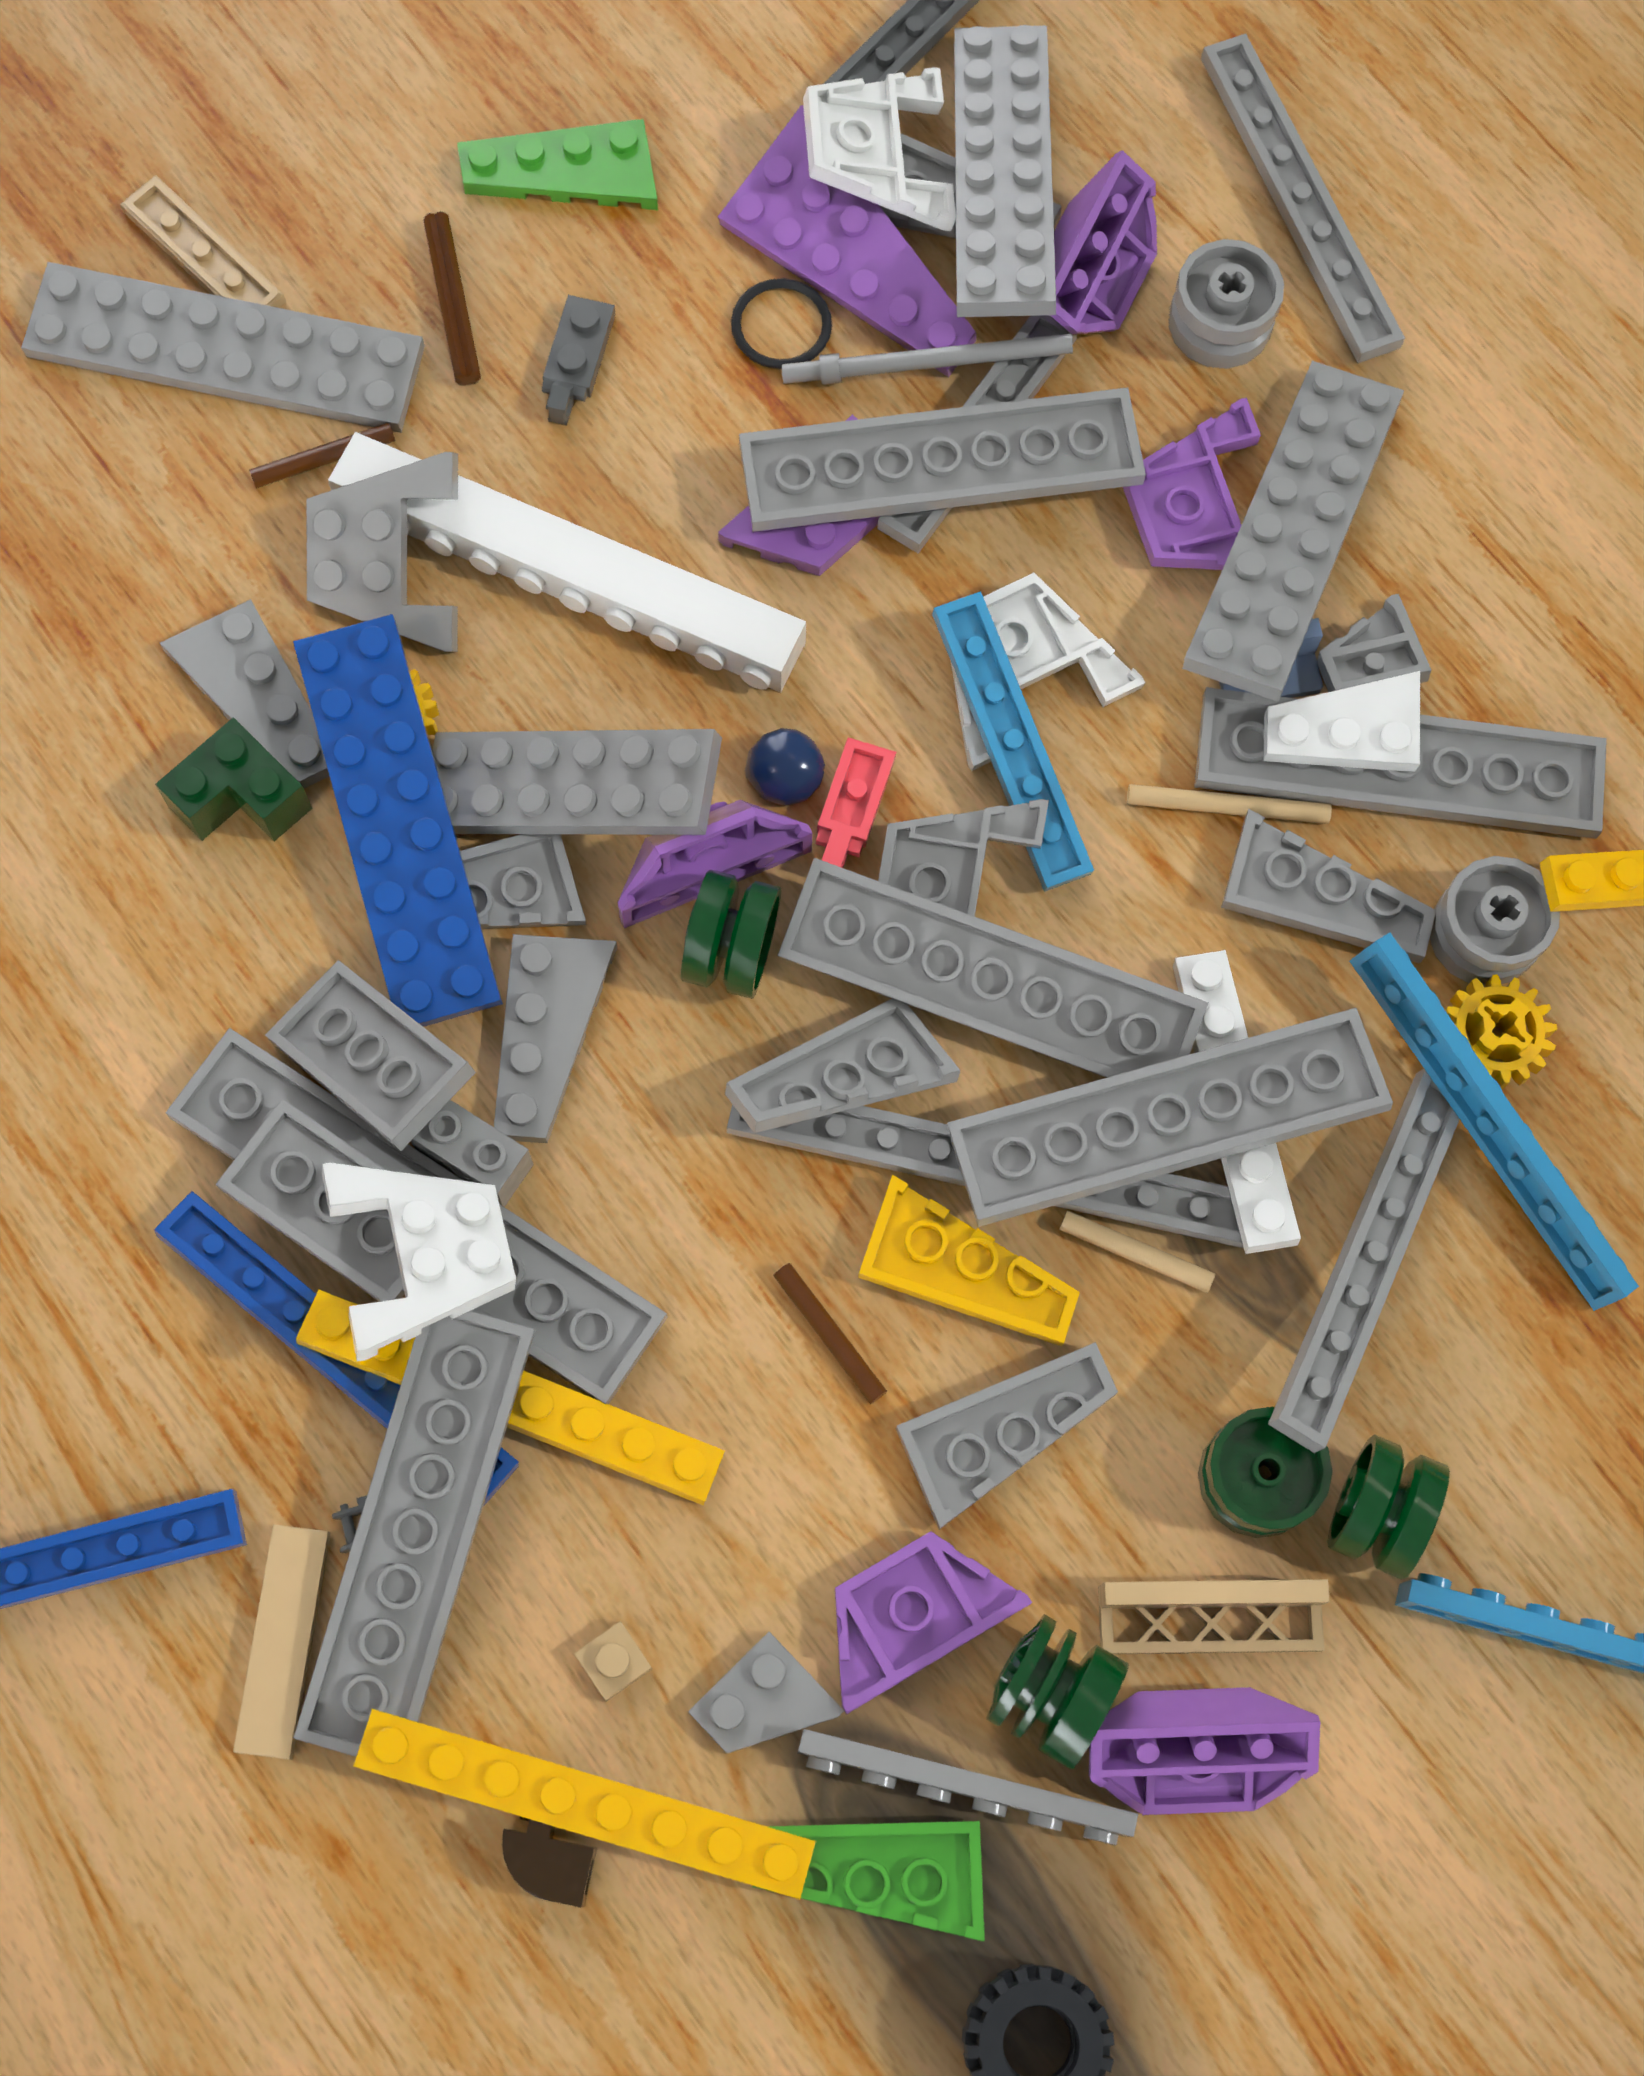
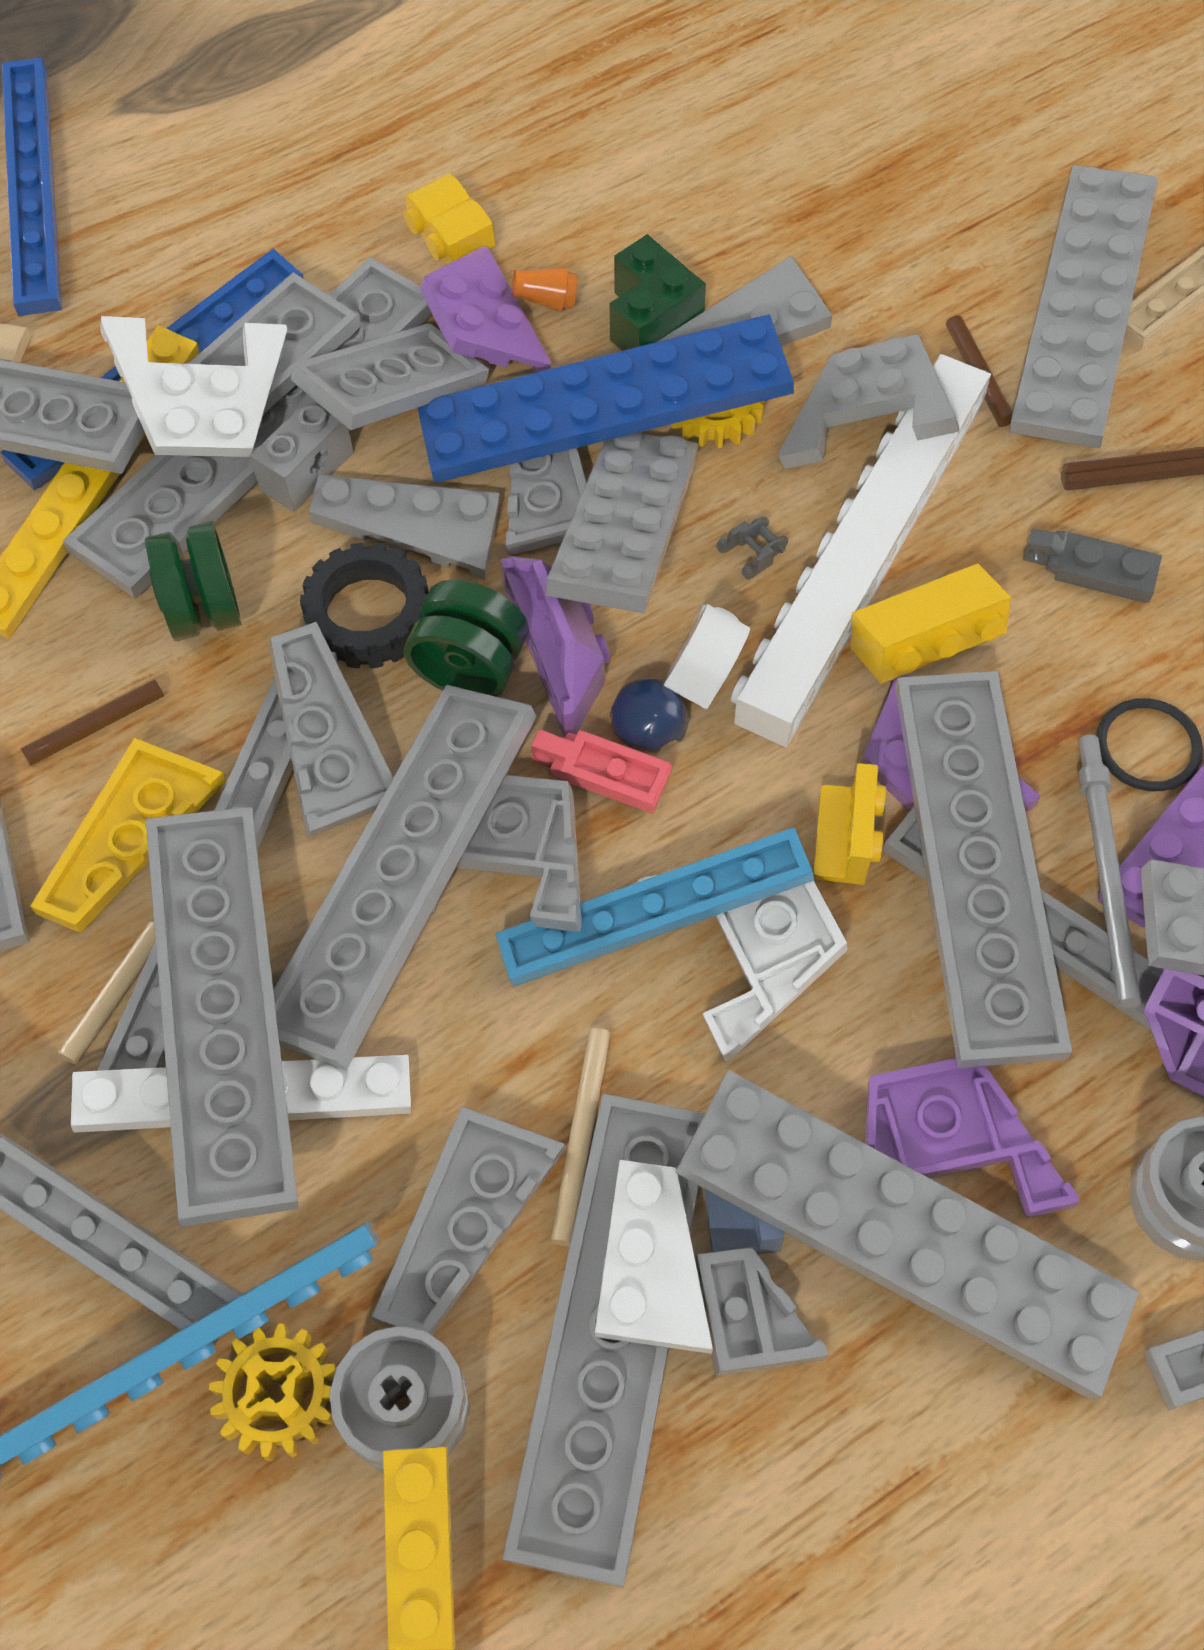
camera: 100 degrees right, 10 degrees down
(102, 1028) = (448, 219): none -> yellow brick
(213, 902) = (546, 287): none -> orange cone
(251, 975) = (480, 314): none -> medium lavender wing
(580, 663) = (745, 534): none -> dark grey piece
(664, 1007) = (353, 566): none -> black tyre
(669, 1230) = (185, 583): none -> dark green wheel
(673, 498) = (929, 623): none -> yellow brick
(727, 699) = (707, 655): none -> white brick
(905, 573) = (846, 828): none -> yellow bracket

